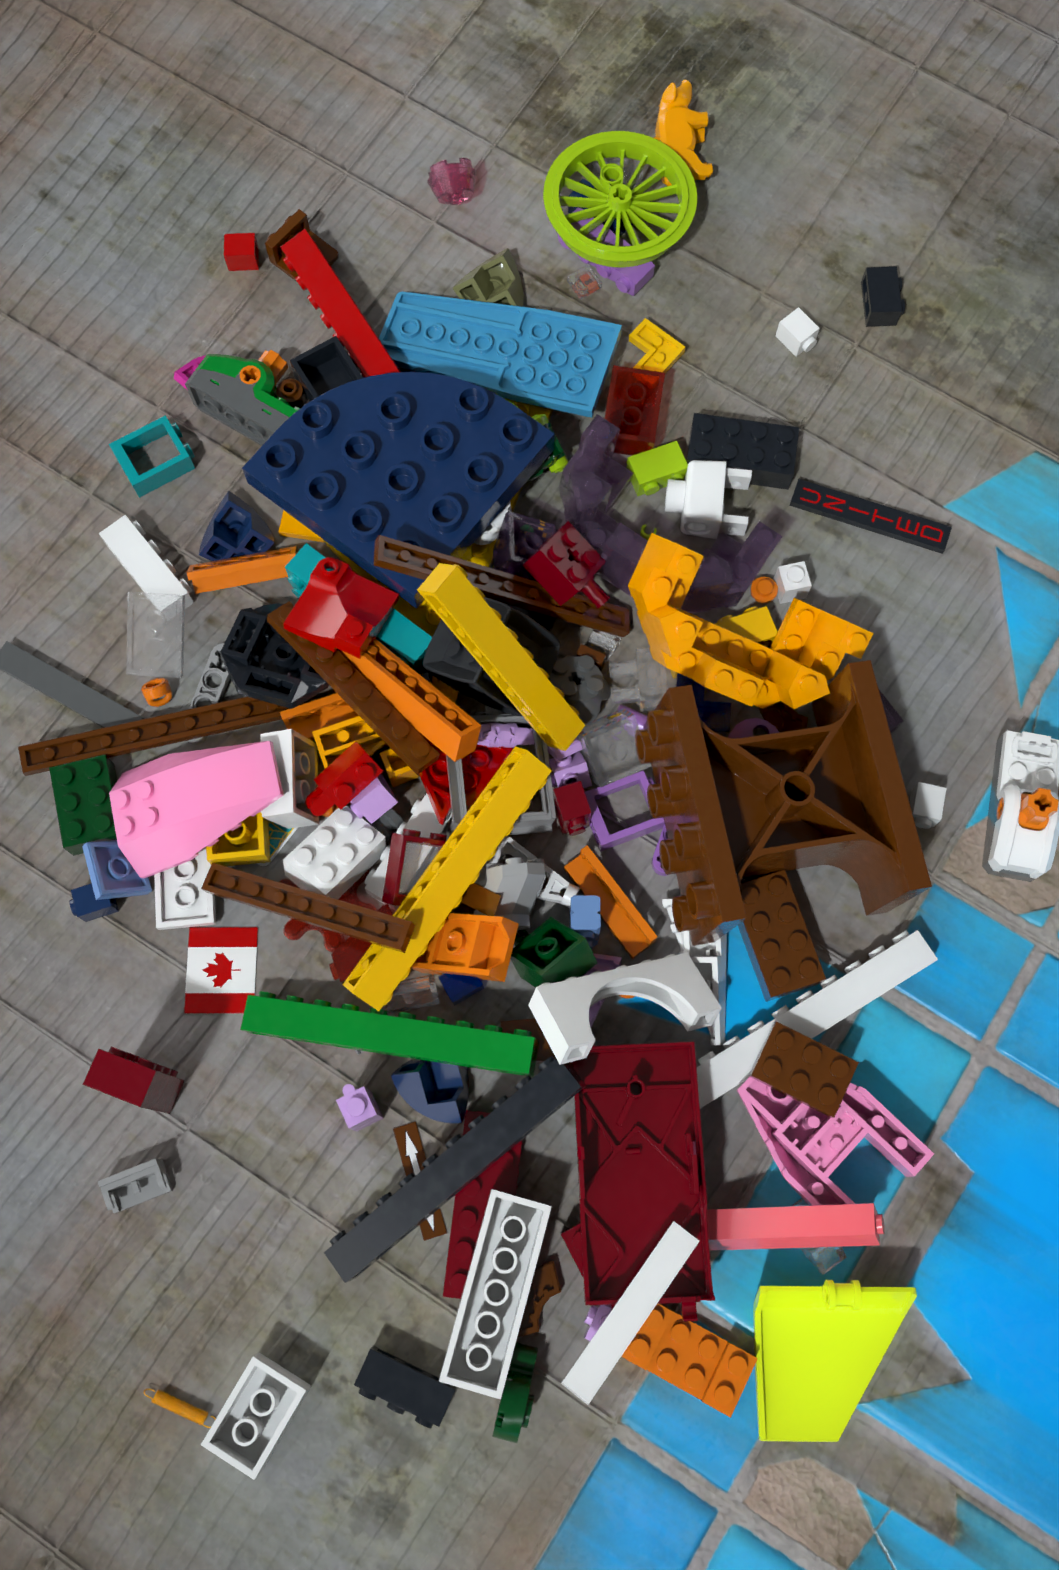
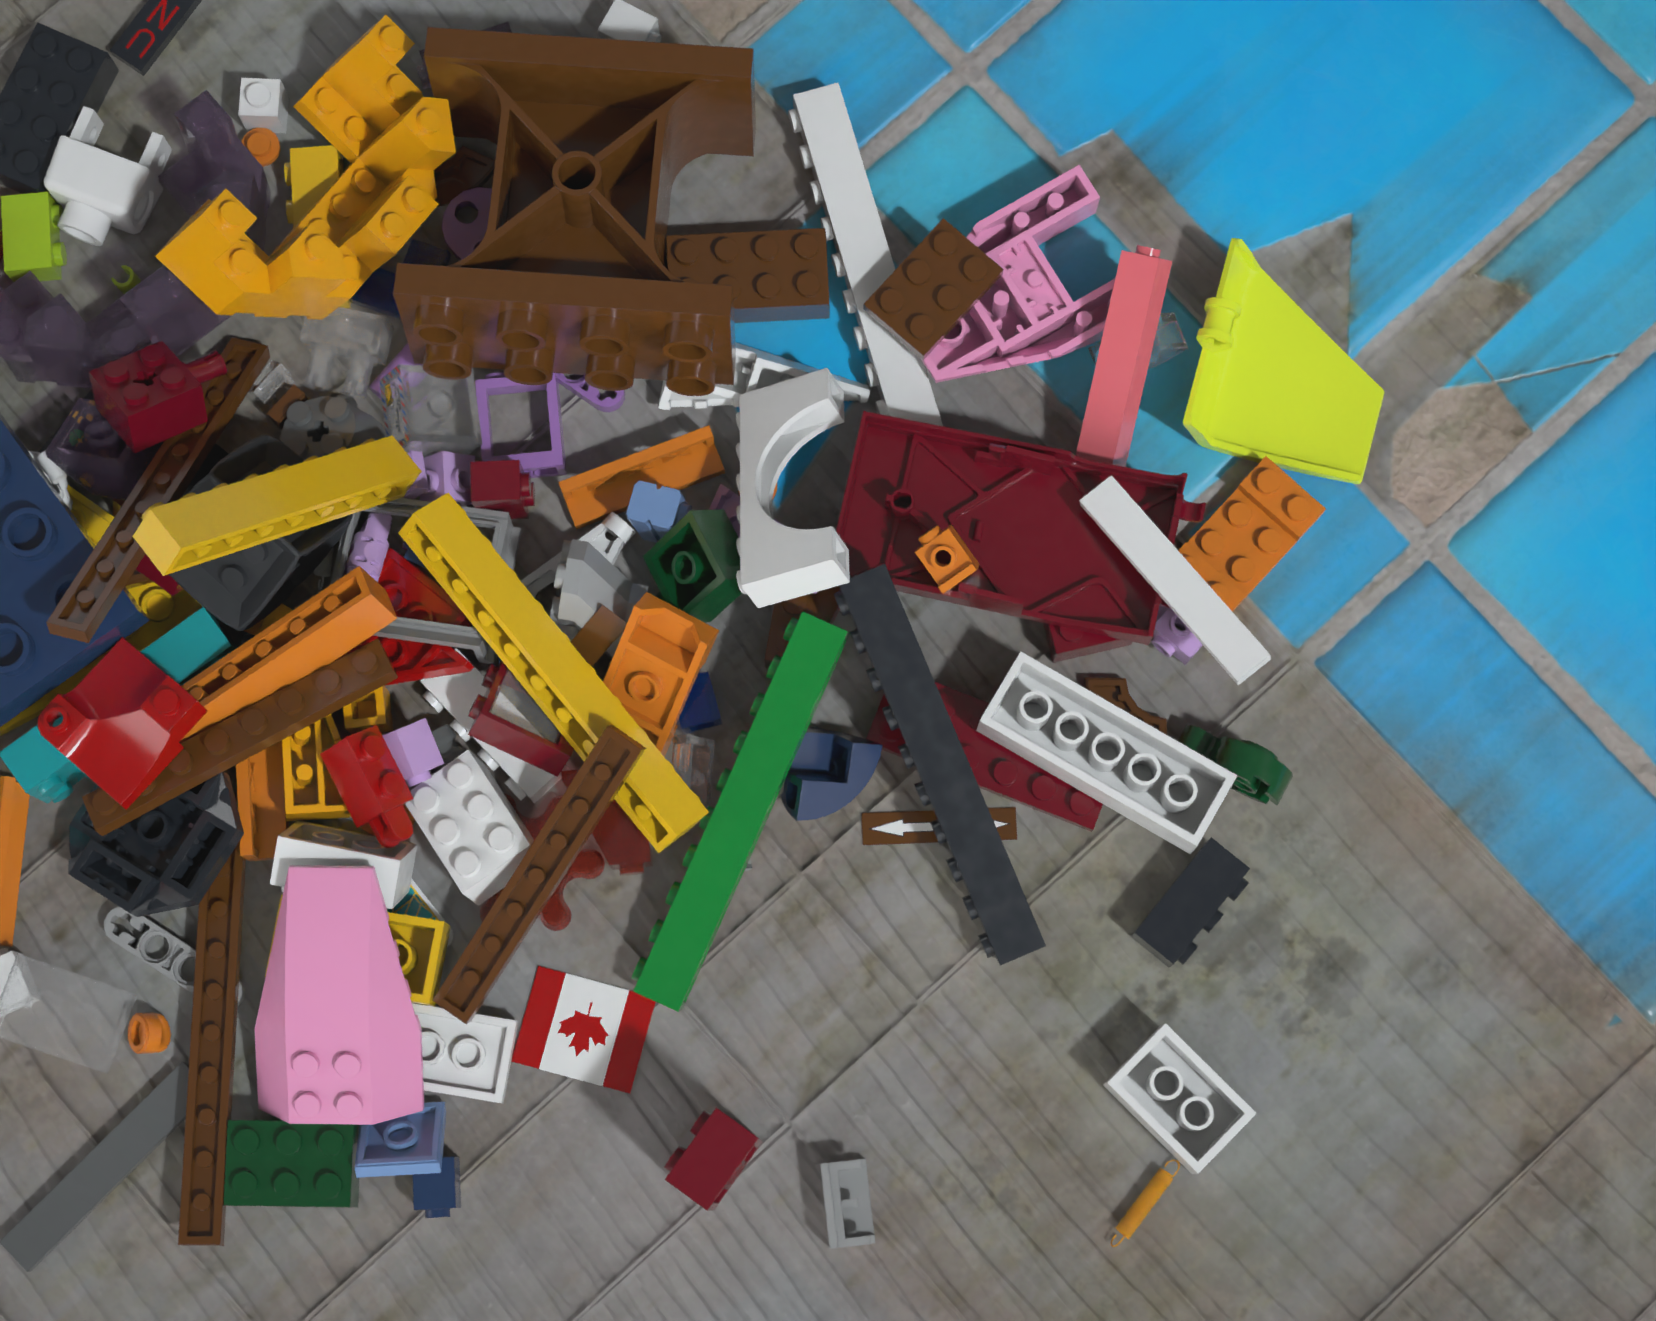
camera: 75 degrees left, 5 degrees up
(358, 1107) = (826, 872): lavender brick -> none
(613, 1131) = (962, 560): none -> orange brick

